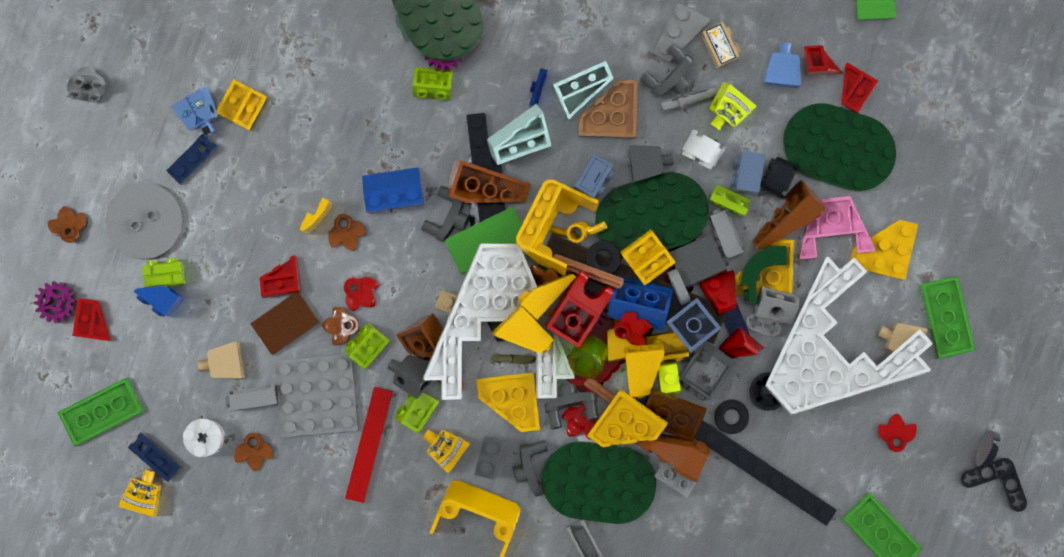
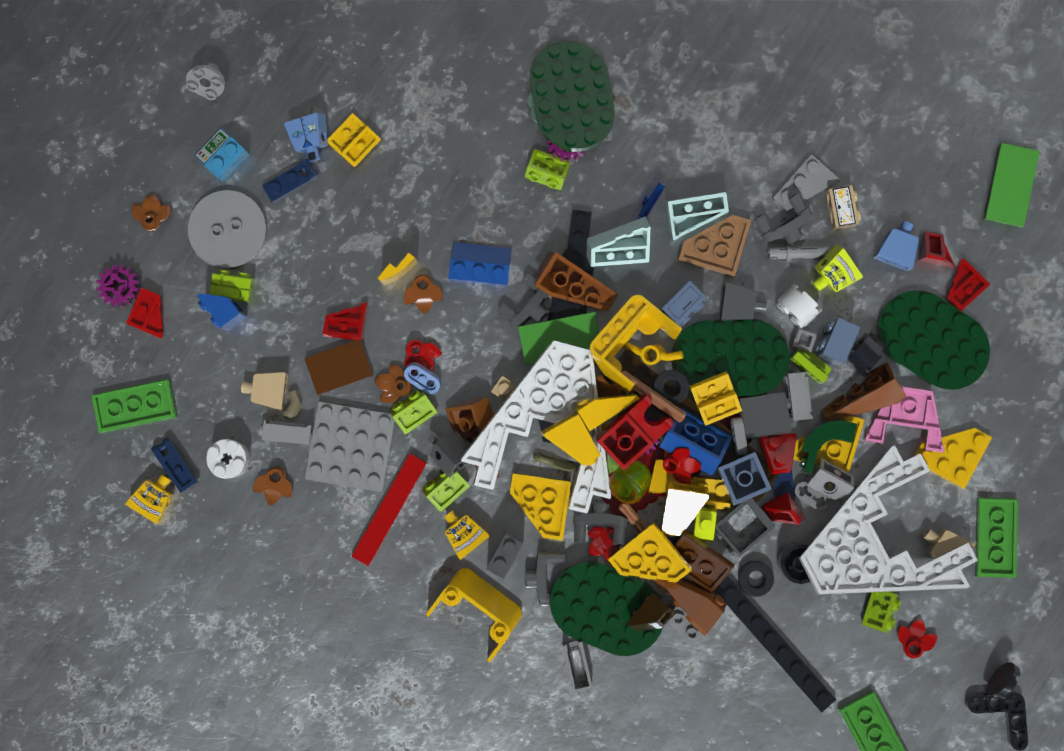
camera: 15 degrees right, 0 degrees up
(119, 151) = (221, 154): none -> dark azure slope
(253, 371) = (294, 407): none -> dark tan arm
(366, 312) = (421, 378): none -> medium blue plate
(640, 476) = (651, 615): none -> dark brown slope
(717, 180) = (804, 339): none -> light grey slope
(857, 415) = (881, 611): none -> lime bracket

